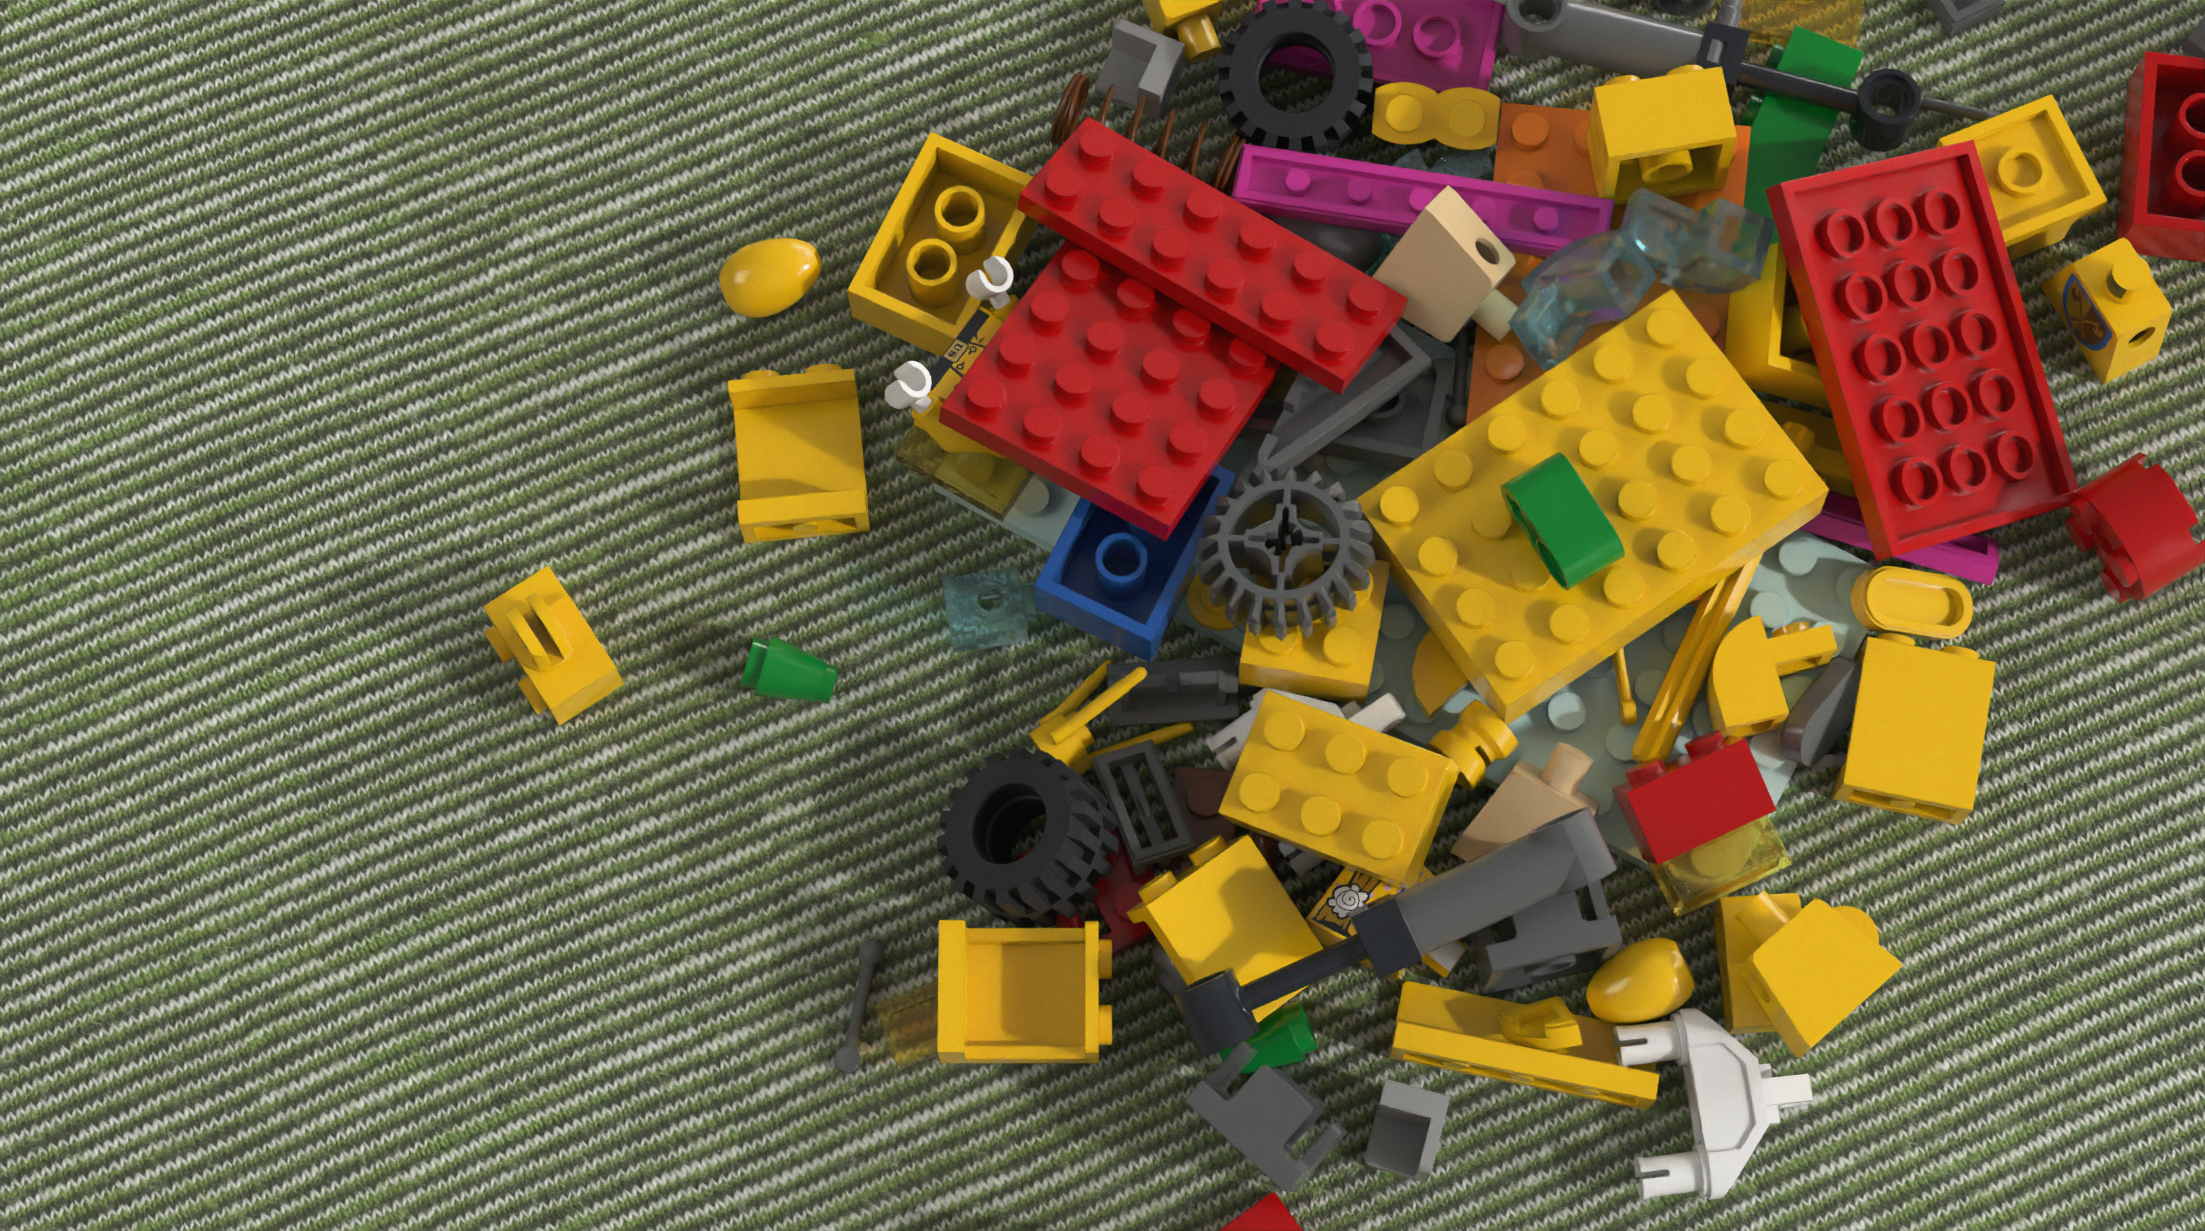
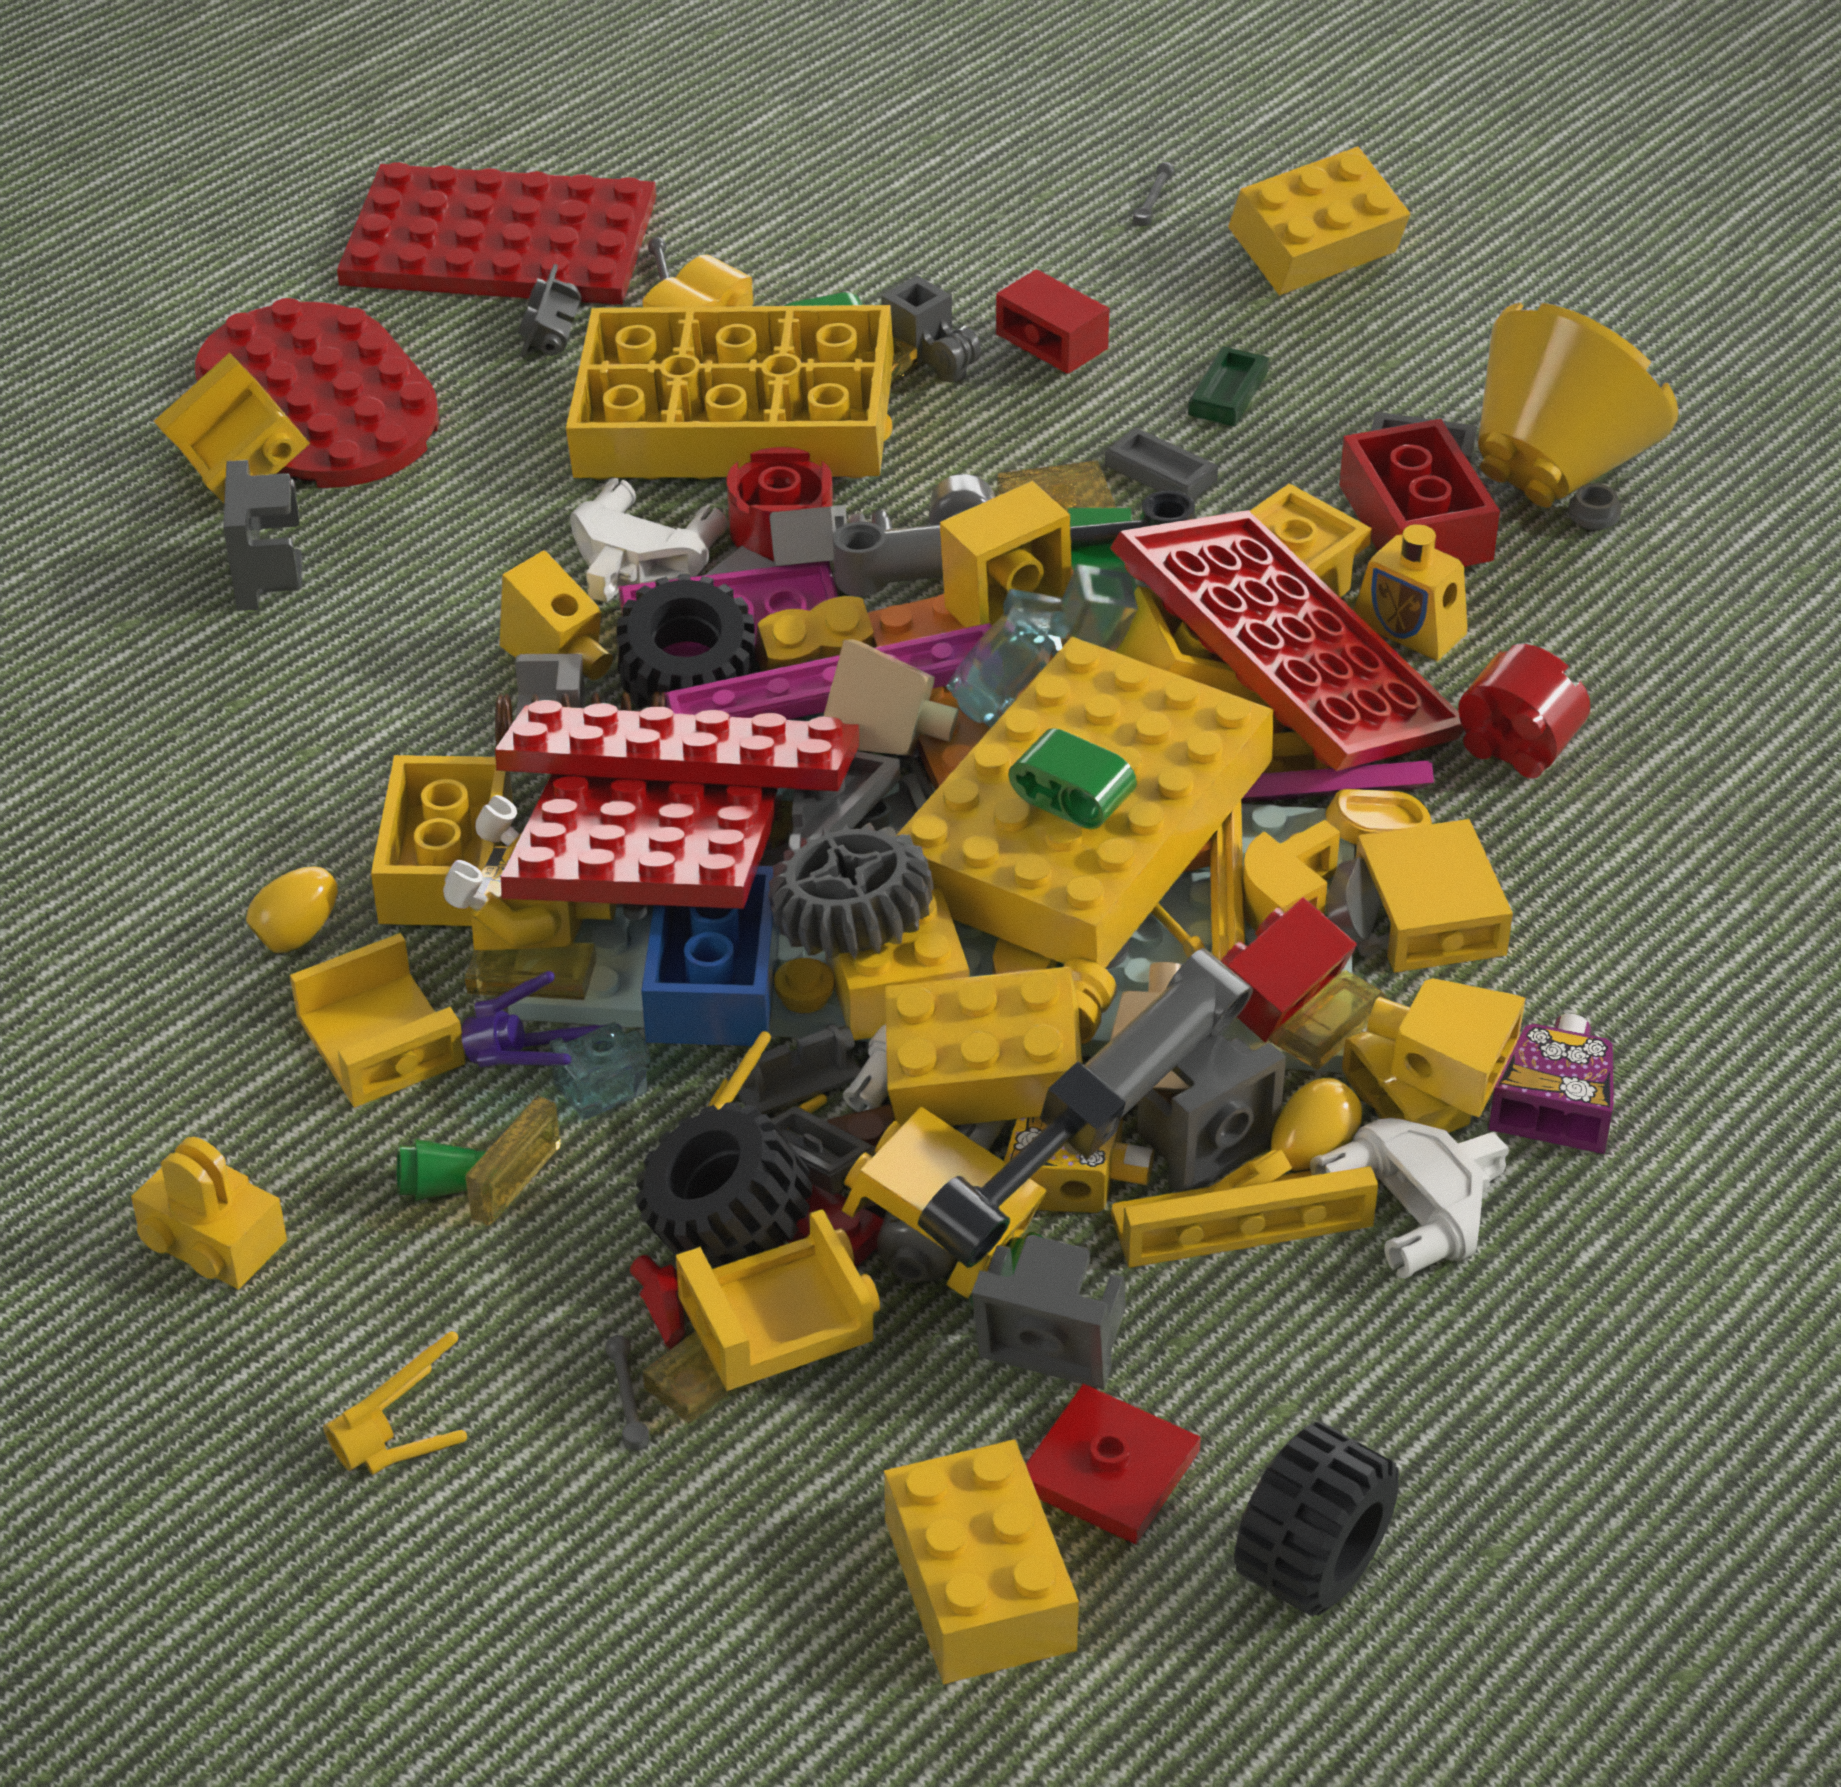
camera: 25 degrees left, 30 degrees down
(602, 954) = (363, 1429): none -> yellow plant
(859, 694) = (513, 1160): none -> clear yellow tile
(901, 529) = (496, 1036): none -> dark purple plant
(935, 905) = (661, 1297): none -> red bar
(1406, 1130) = (1176, 1296): light grey panel -> none
(1912, 1033) = (1557, 1086): none -> magenta torso

